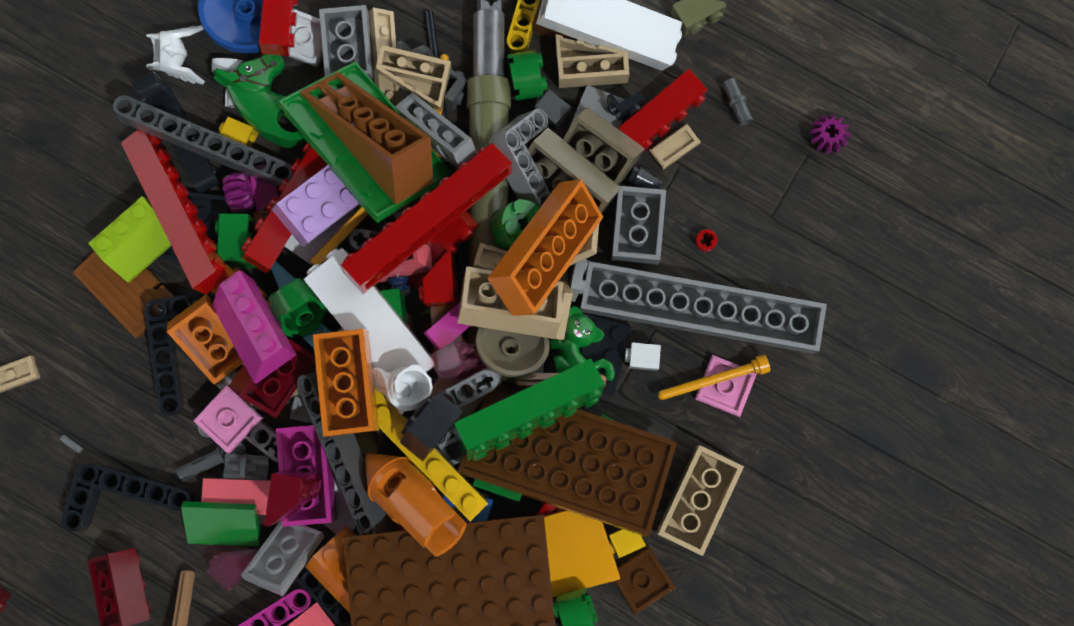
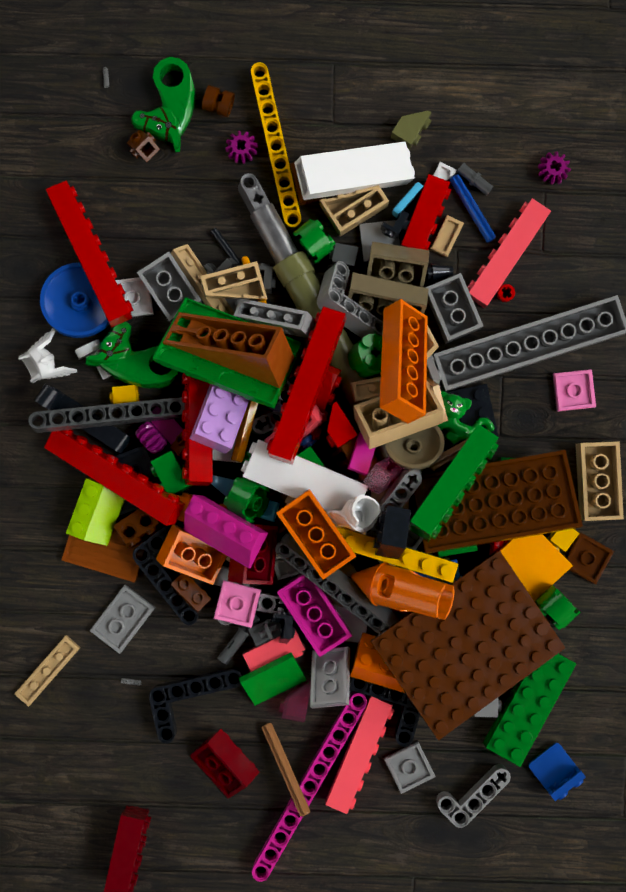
camera: 30 degrees left, 5 degrees up
(101, 371) = (122, 619): none -> light grey tile
(170, 272) = (133, 522): none -> reddish brown brick
(186, 380) = (190, 592): none -> reddish brown bracket
(264, 477) = (287, 630): none -> black bracket
(289, 493) = (318, 629): dark red slope -> none
(643, 356) = (506, 401): white brick -> none
(653, 84) = (407, 199): none -> medium azure tile
(709, 77) = (444, 171): none -> white tile
(718, 131) = (472, 208): none -> blue axle
(731, 198) = (508, 253): none -> coral brick
(758, 365) = (591, 362): light orange piece -> none

